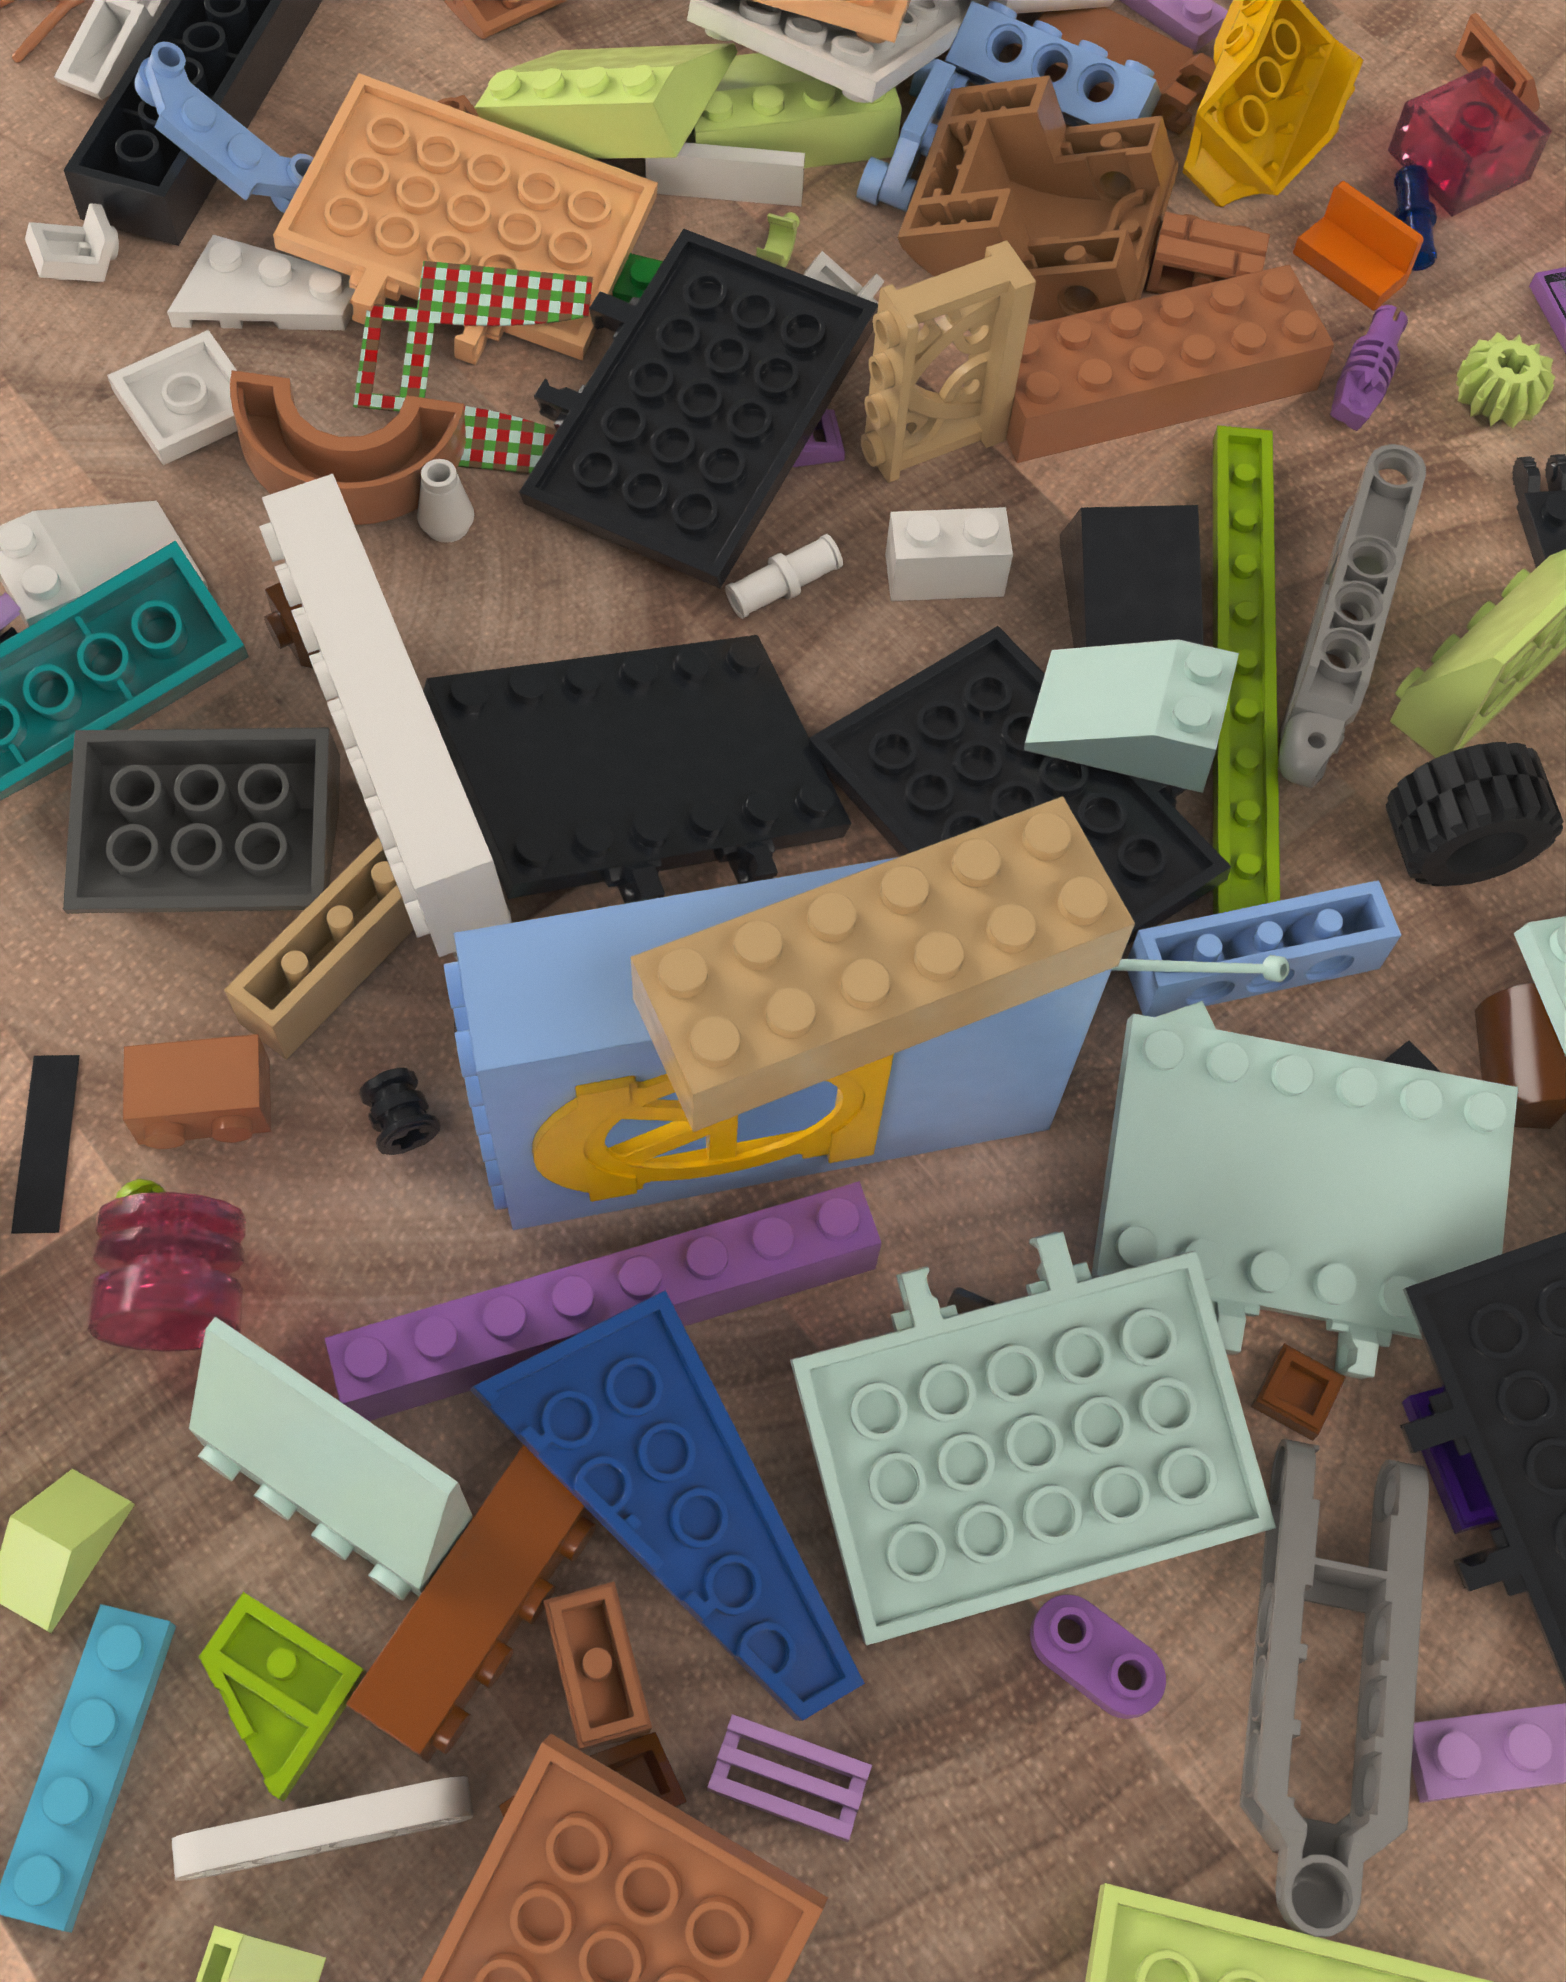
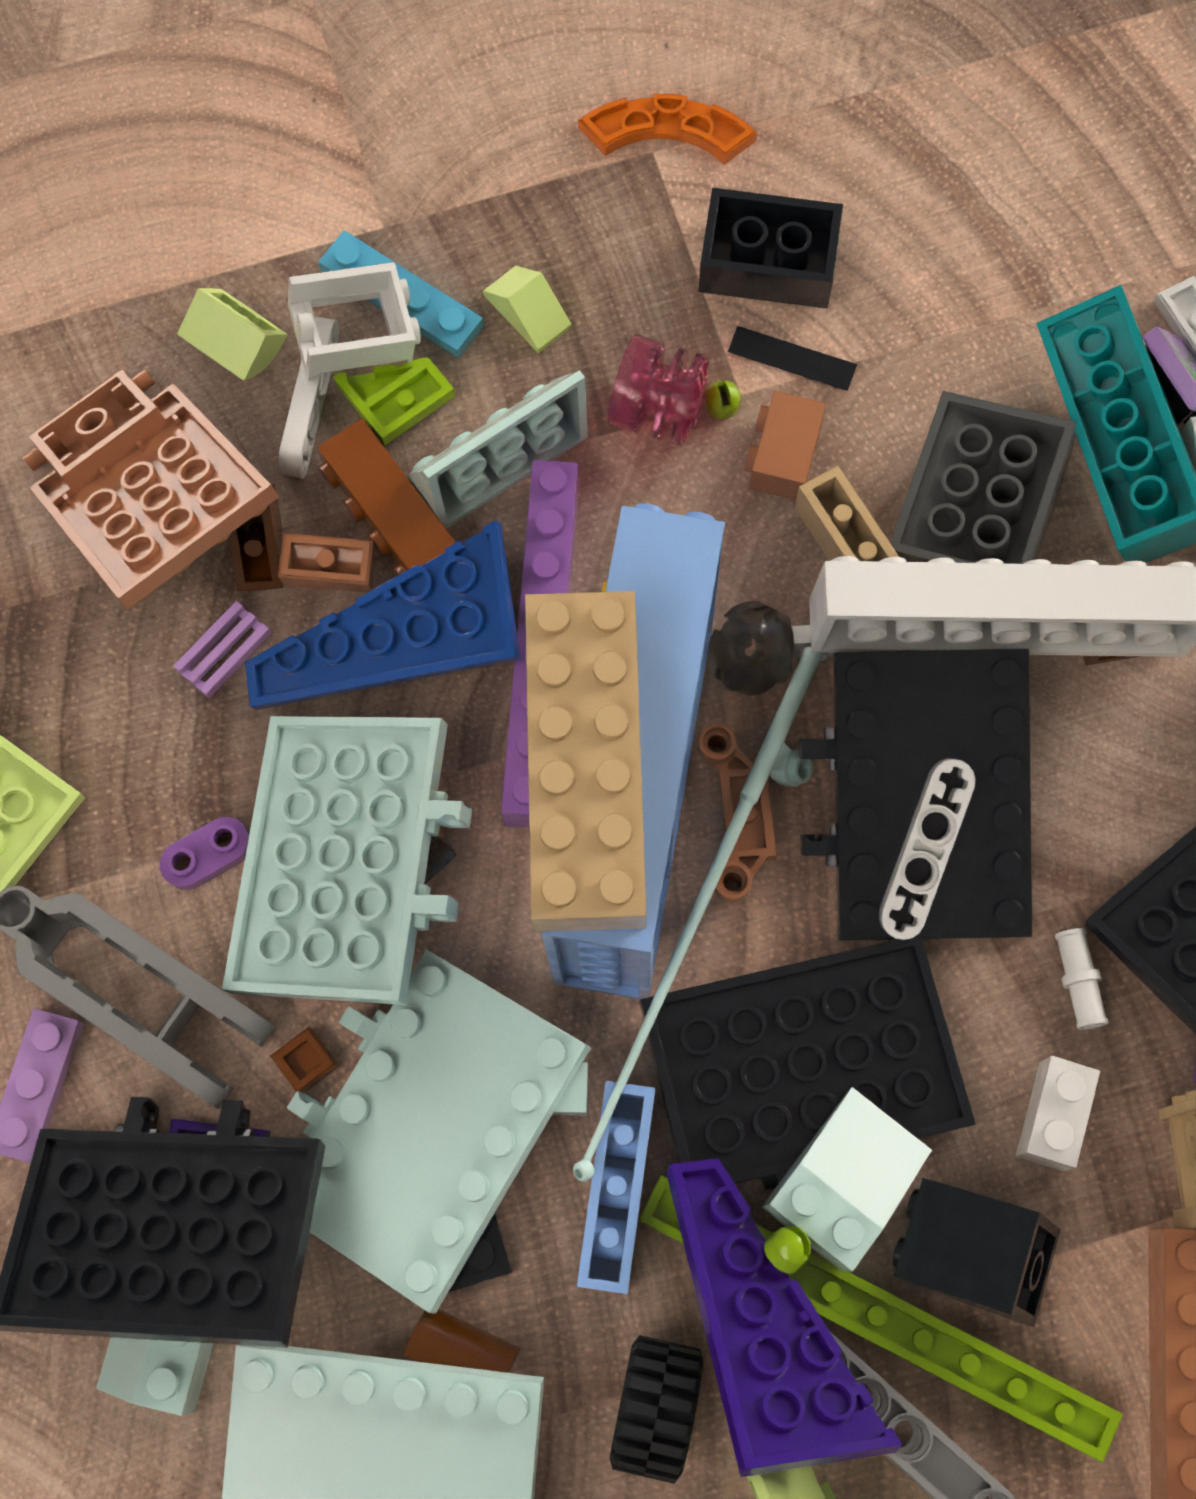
camera: 120 degrees right, 10 degrees up
(125, 1737) = (349, 286): none -> white window
(398, 1111) = (735, 561): black bush -> none
(712, 735) = (919, 846): none -> white beam
(1252, 716) = (788, 1248): none -> lime hinge
(1366, 692) = (770, 1350): none -> dark purple wing

